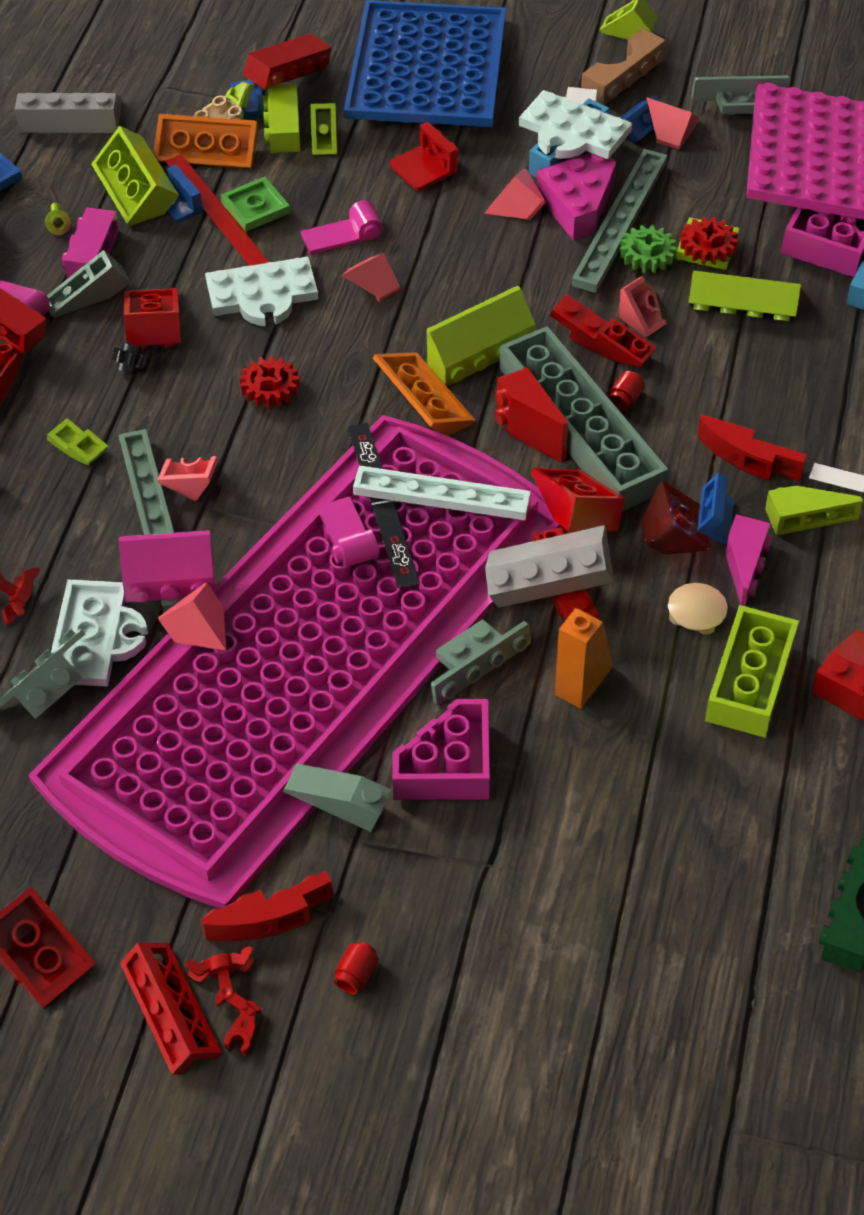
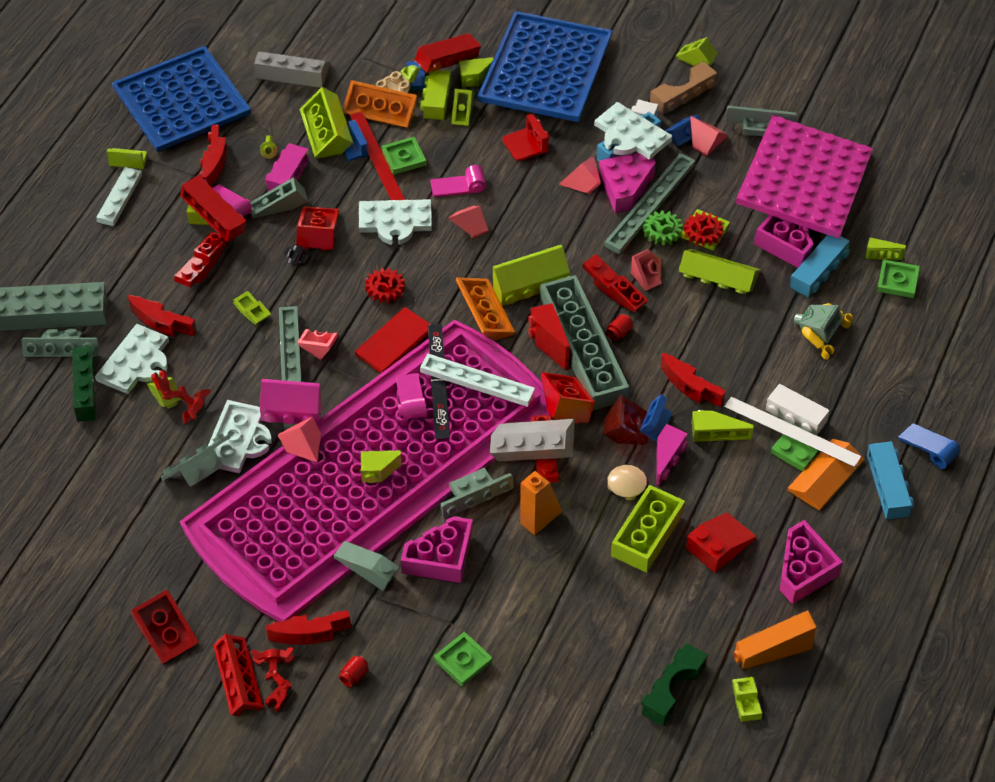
camera: 10 degrees right, 0 degrees up
(299, 457) = (393, 340): none -> red tile
(323, 639) = (379, 465): none -> lime slope
(329, 82) = (474, 71): none -> lime slope
(523, 918) = (463, 659): none -> bright green plate

